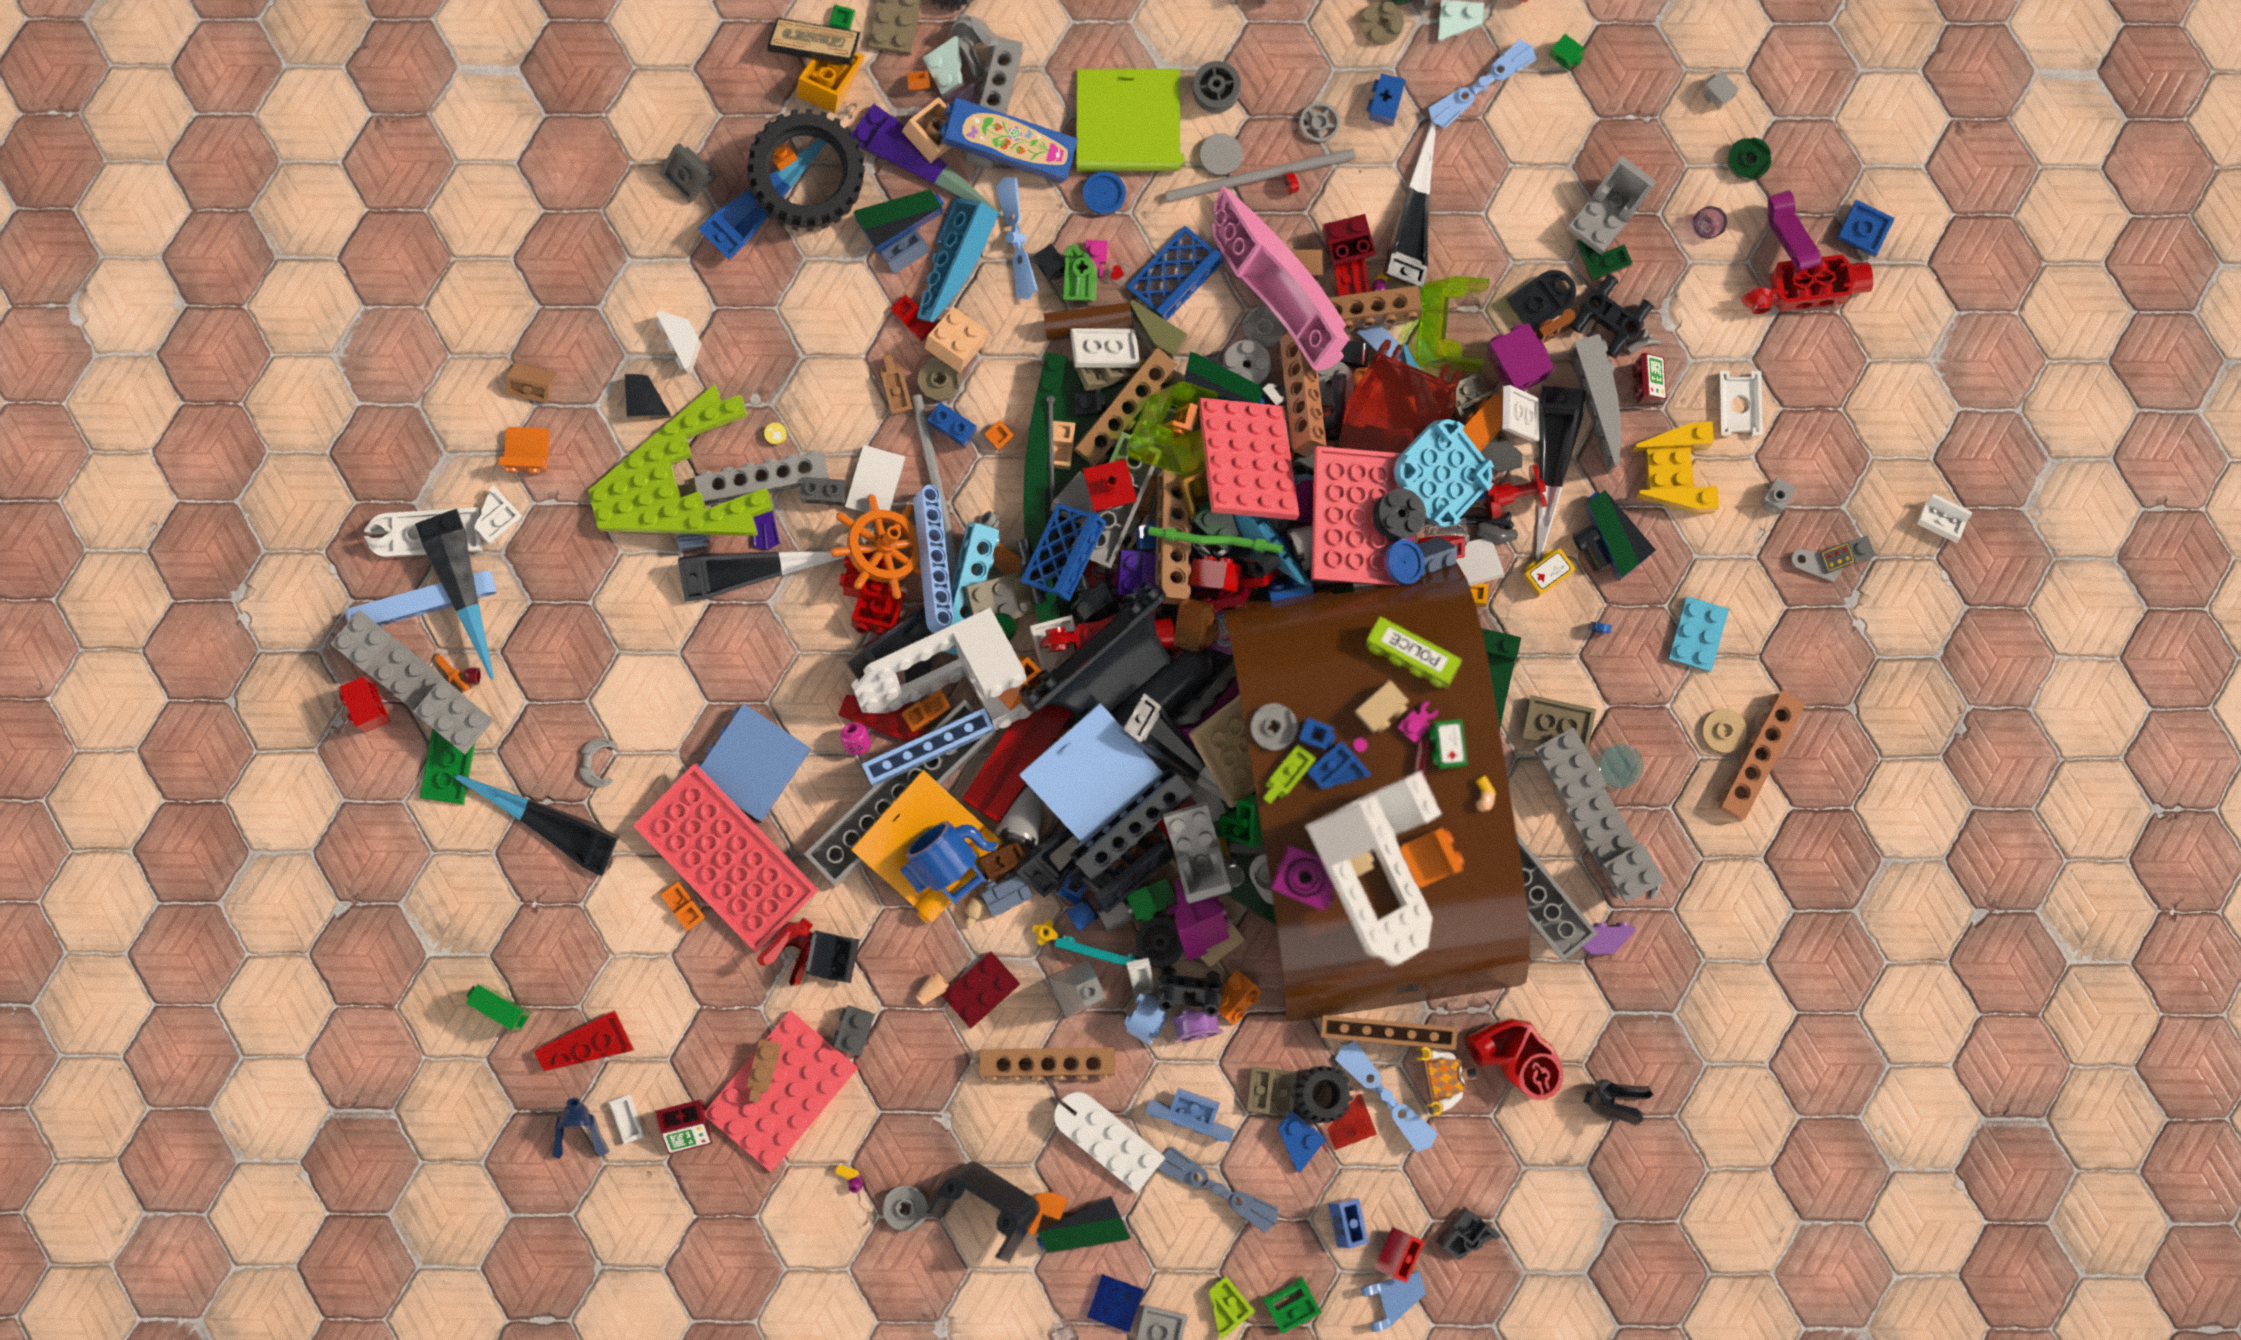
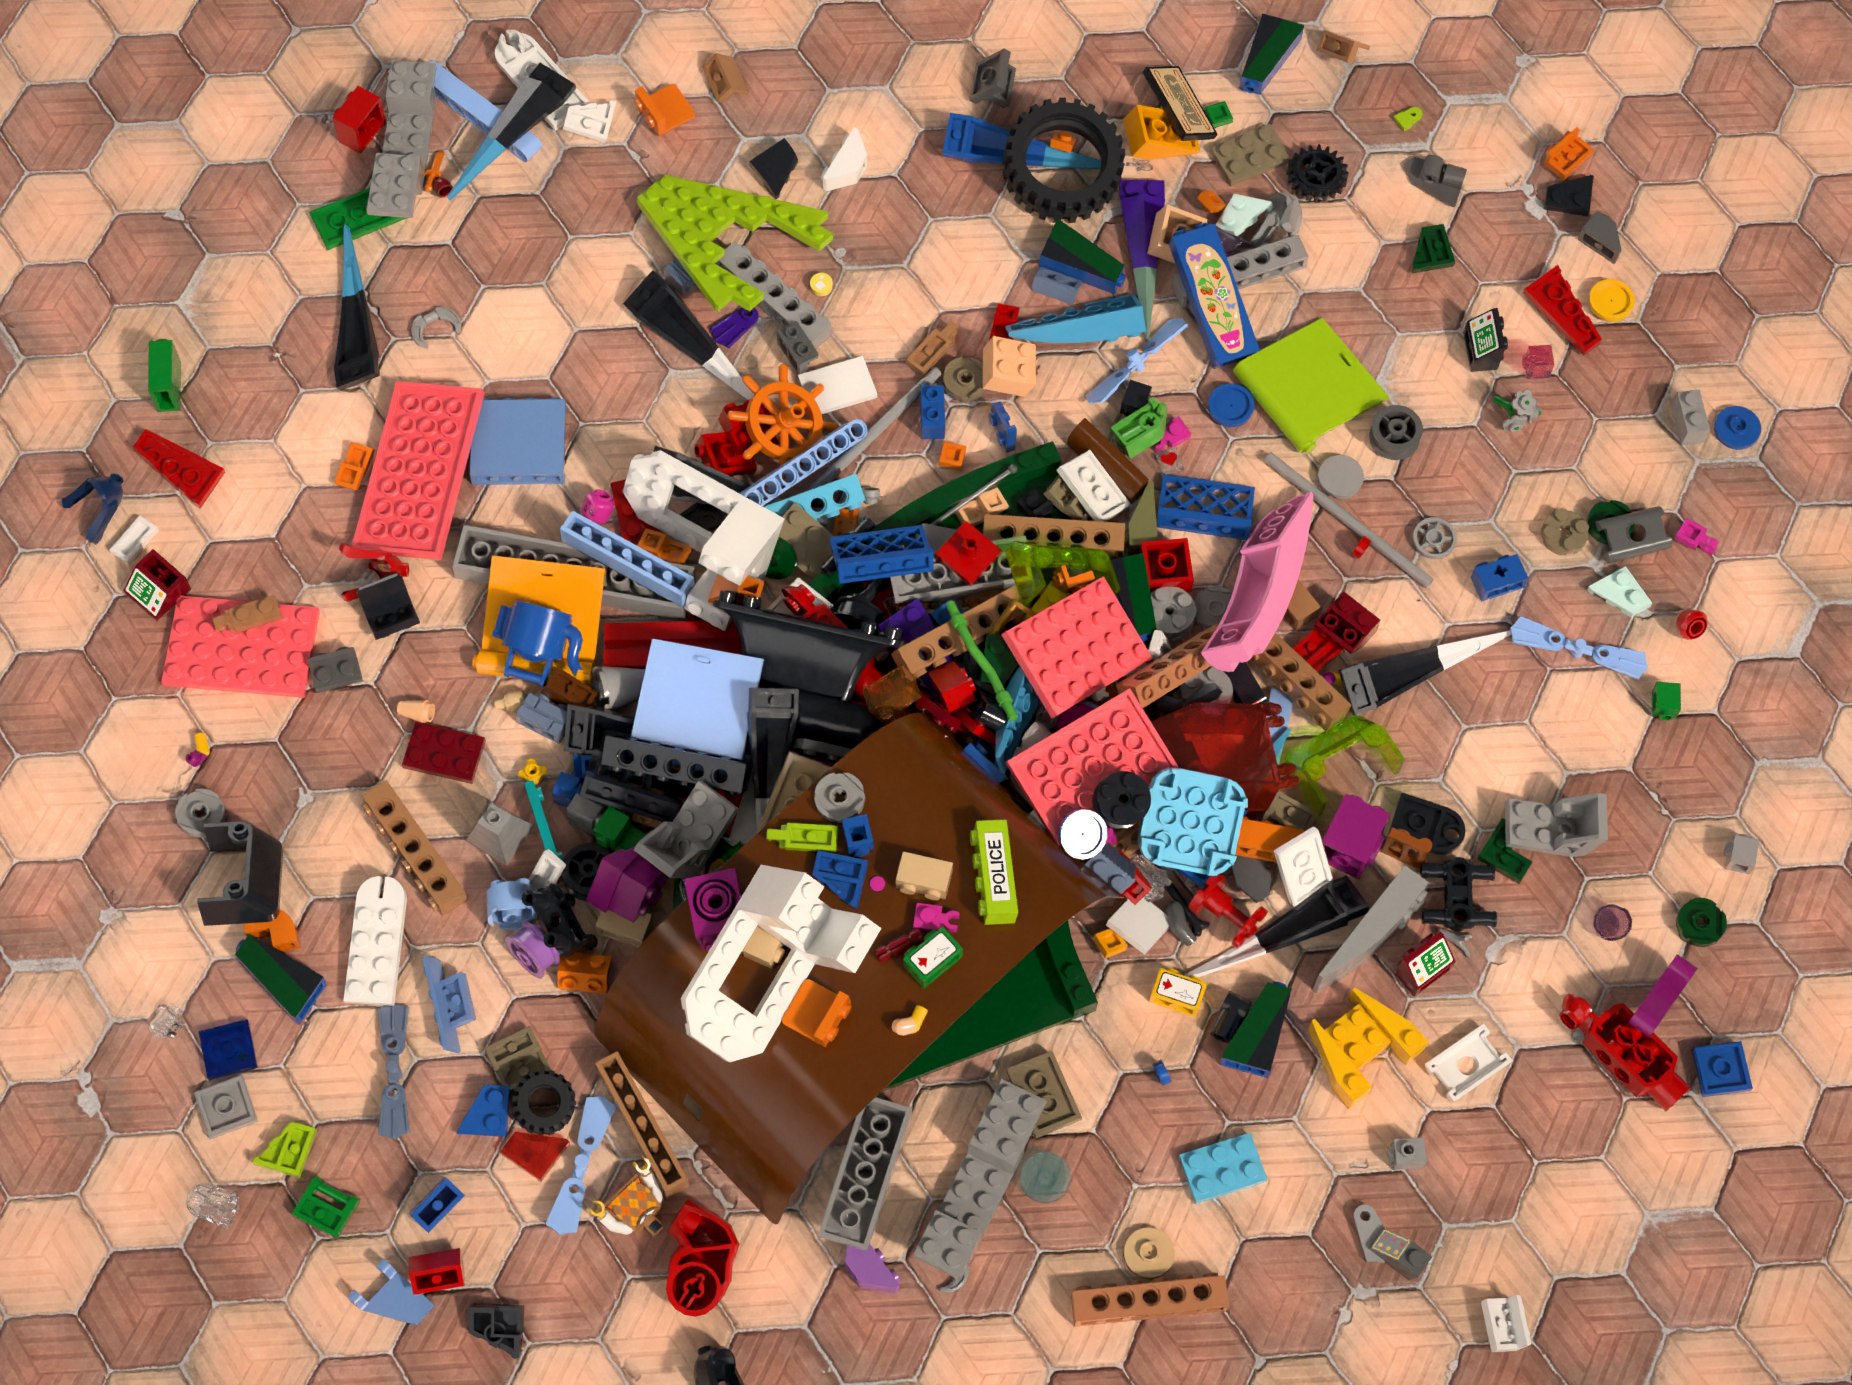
camera: 50 degrees right, 15 degrees down
(1001, 378) = (1006, 434): none -> blue wing
(1208, 337) = (1168, 563): none -> red brick

